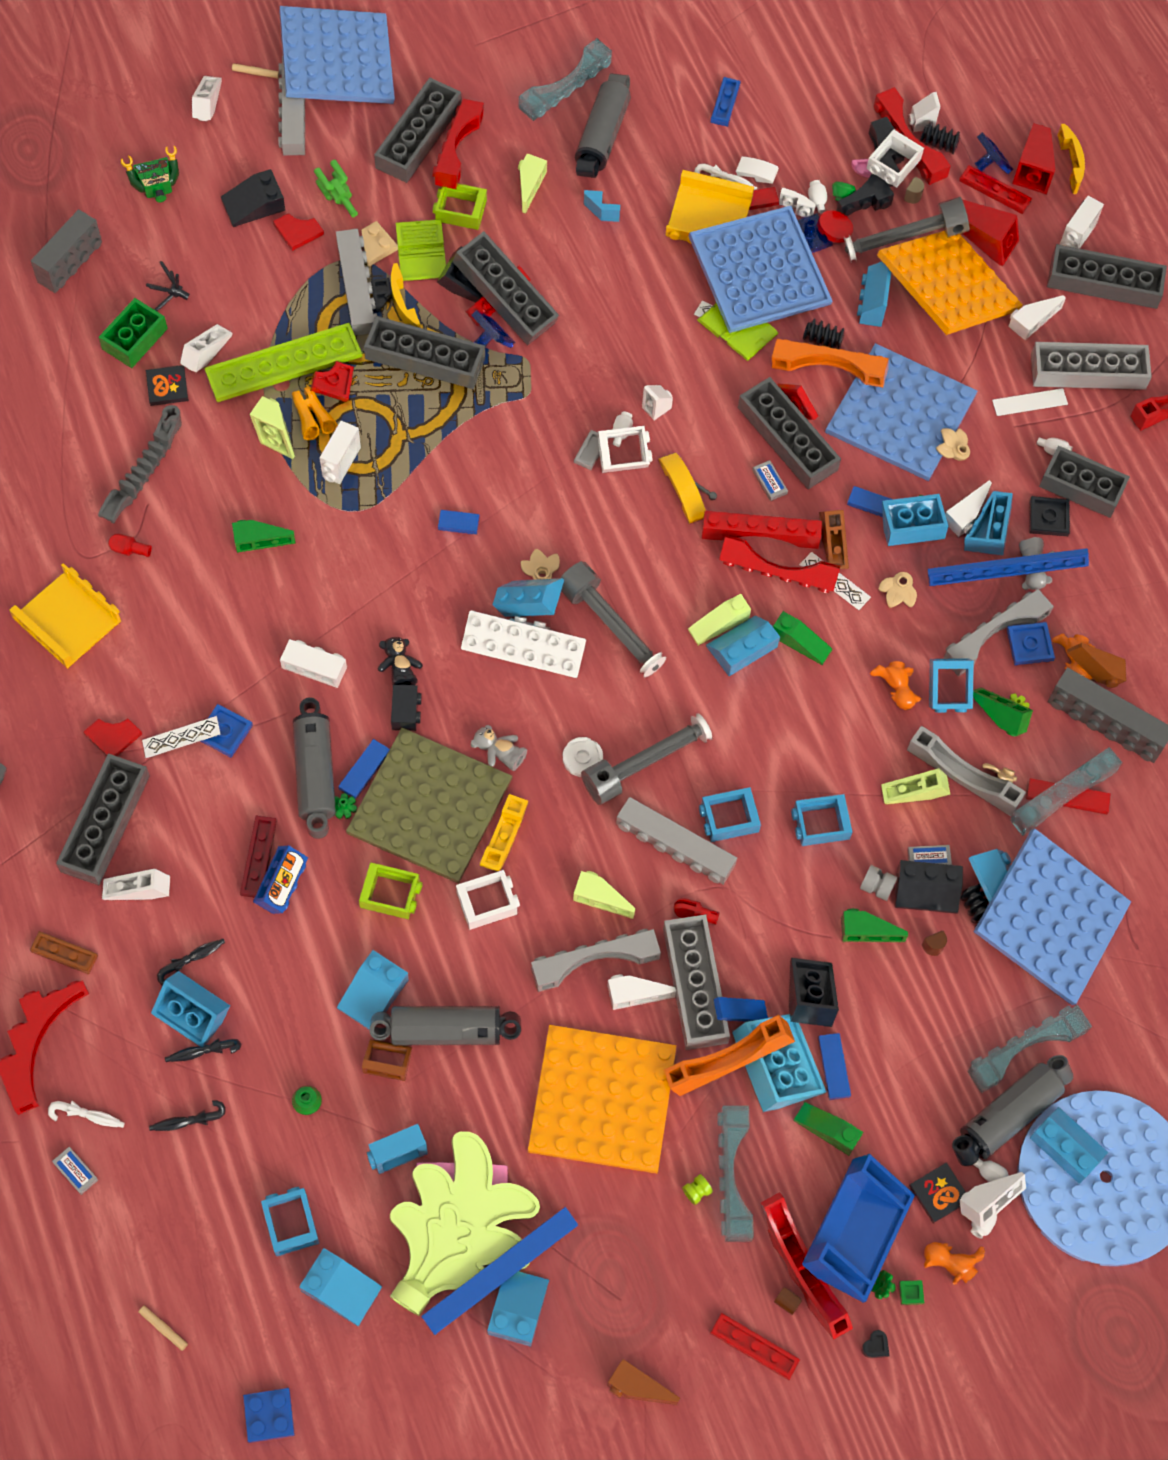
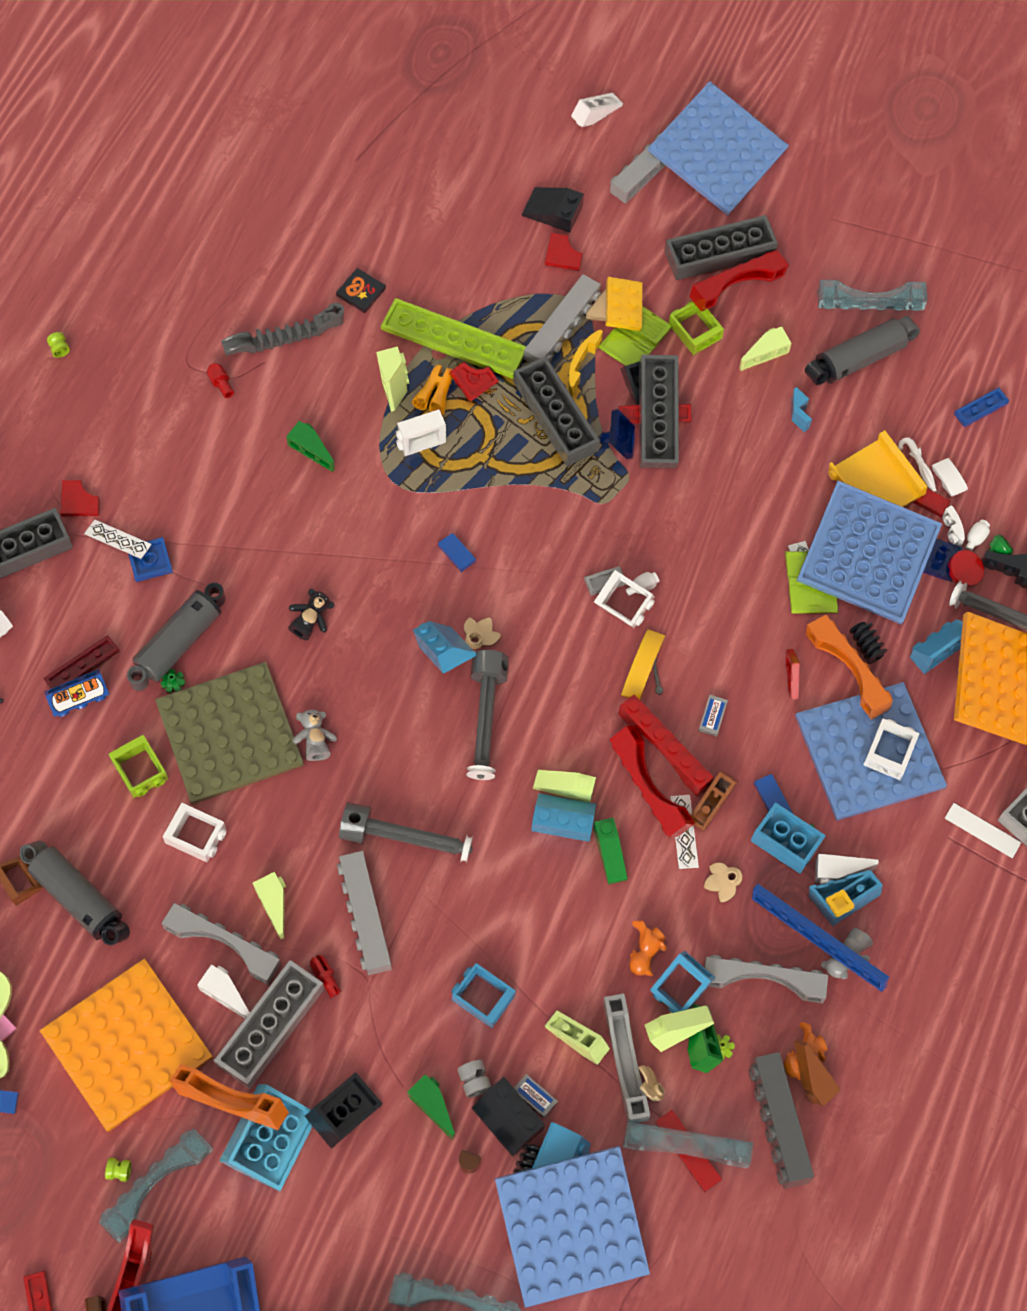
camera: 45 degrees right, 0 degrees up
(66, 251) = (386, 142): dark grey brick -> none
(67, 617) = (131, 395): yellow panel -> none
(133, 332) = (373, 234): green brick -> none
(154, 177) = (501, 137): torso -> none
(174, 290) = (432, 228): black plant -> none
(204, 347) = (410, 284): white slope -> none
(255, 71) = (650, 114): tan piece -> none
(313, 663) = (254, 564): white brick -> none
(336, 188) = (618, 244): bright green plant -> none
(364, 769) = (211, 668): blue tile -> none
(373, 989) = (59, 823): dark azure slope -> none
(381, 292) = (572, 344): black tile -> none
(389, 230) = (623, 304): none -> yellow plate
(405, 706) = (281, 649): black brick -> none
(505, 833) = (255, 799): yellow slope -> none
(523, 643) = (409, 676): white bracket -> none
(581, 754) = (367, 791): white tile -> none
(656, 400) = (688, 584): white slope -> none
(740, 1009) = (277, 1073): blue tile -> none
(751, 827) = (439, 941): dark azure window -> none
(789, 433) = (761, 692): dark grey brick -> none
(829, 1128) = (252, 1218): green slope -> none
(834, 1066) = (304, 1178): blue tile -> none
(923, 411) = (885, 765): none -> white window
(953, 443) = (882, 807): tan plate -> none
(979, 714) = (678, 1026): none -> yellowish green slope
(1000, 529) = (840, 903): none -> yellow plate
(1030, 643) = (781, 1010): blue plate -> none
(1049, 516) = (902, 929): black tile -> none
(1051, 444) = (964, 881): white plant -> none
(1084, 481) = (955, 927): dark grey brick -> none

